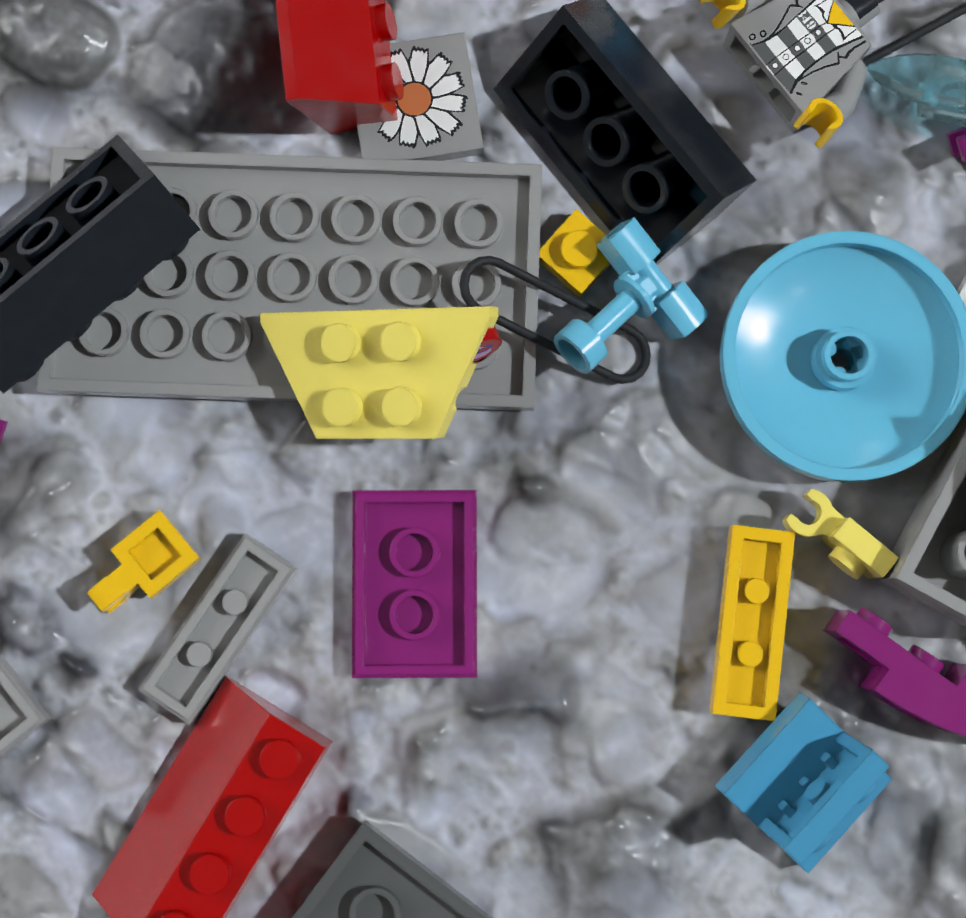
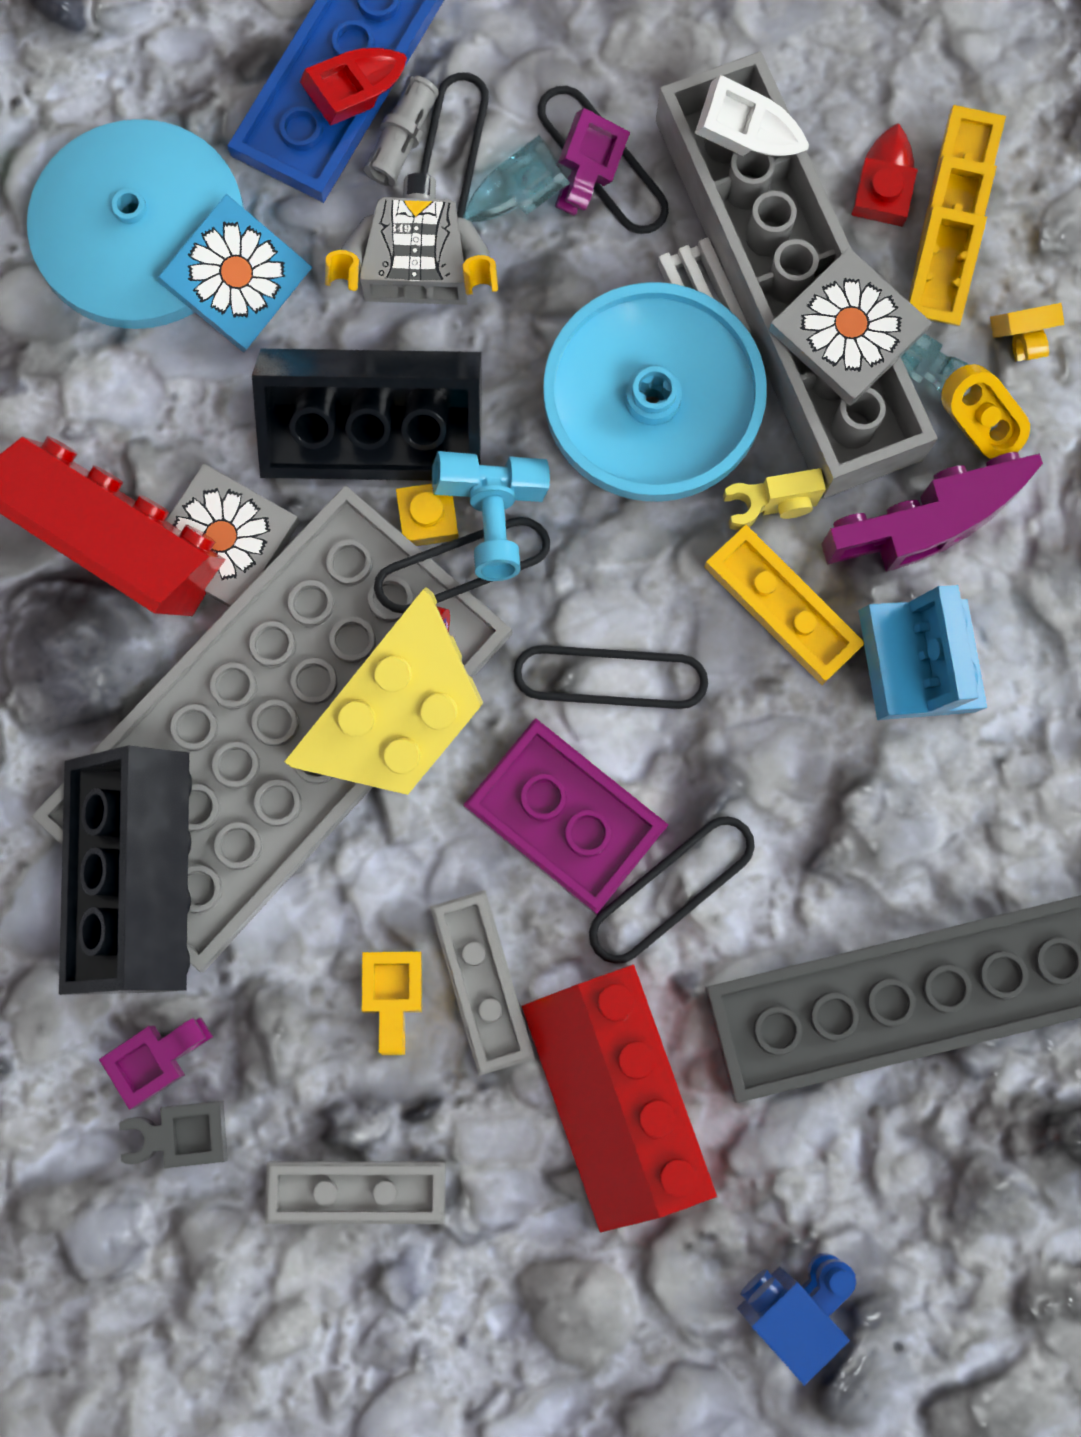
camera: 55 degrees left, 5 degrees down
(422, 750) = (616, 959): none -> black piece
(546, 540) = (605, 653): none -> black piece

